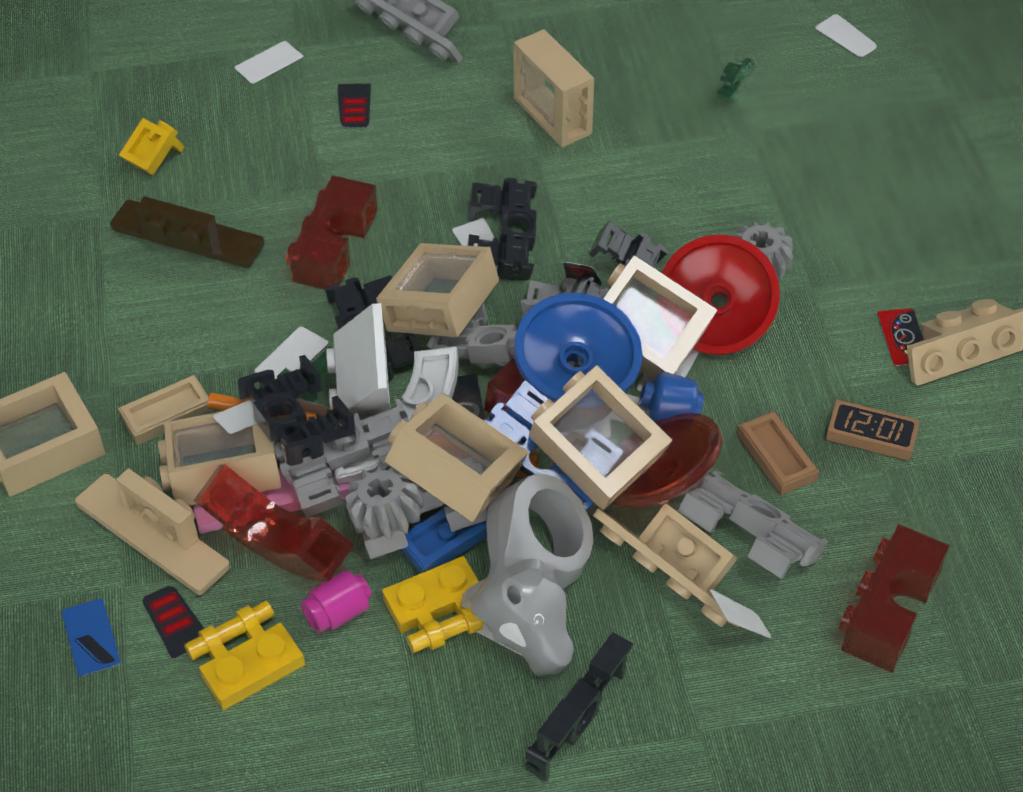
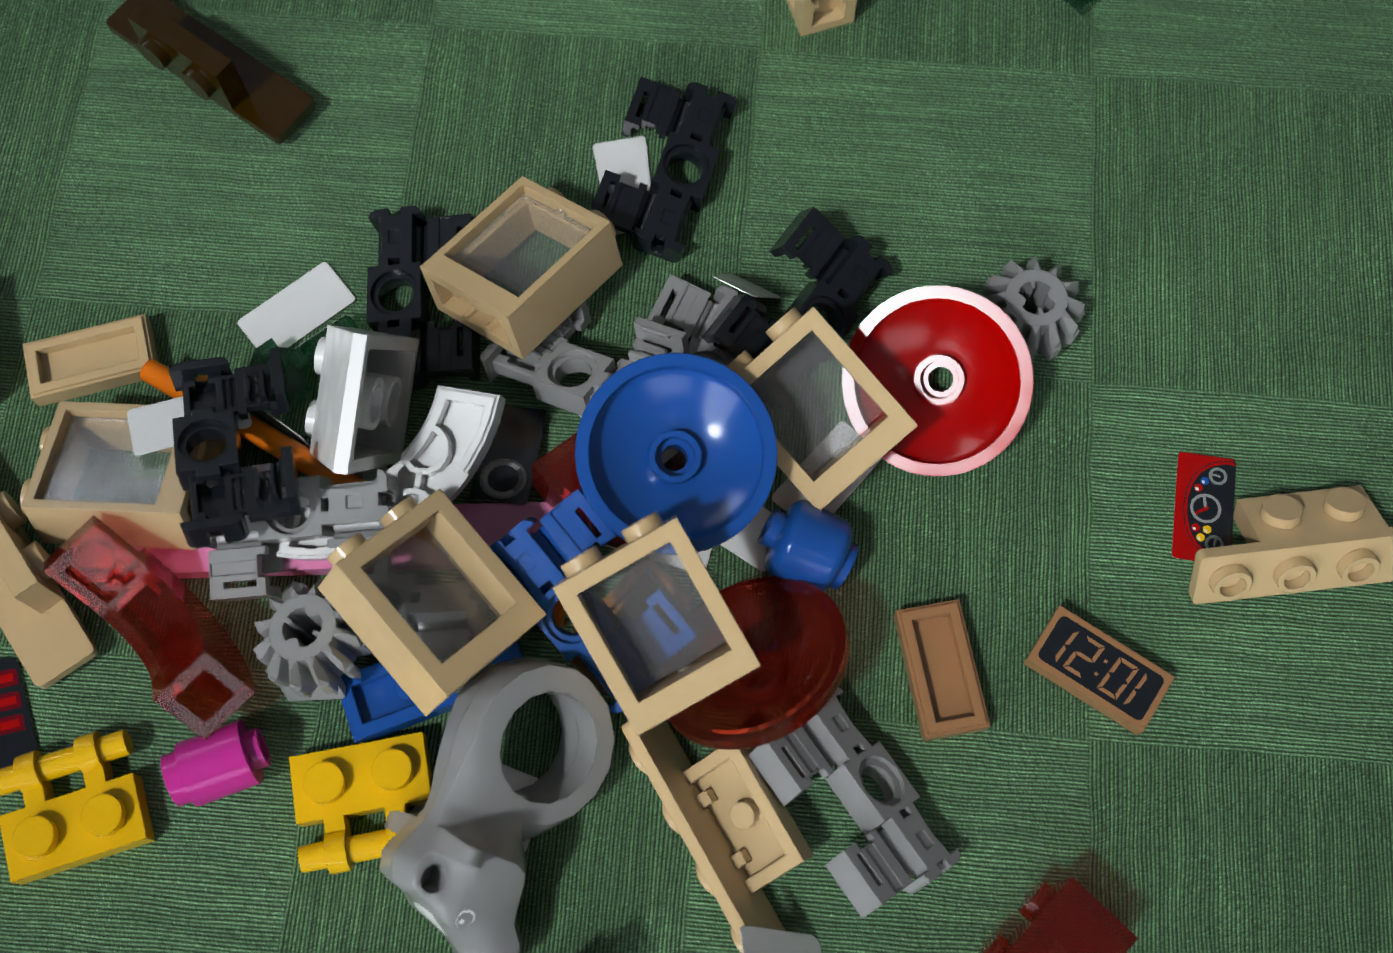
camera: 15 degrees right, 20 degrees up
(340, 210) = (434, 78): clear red arch -> none

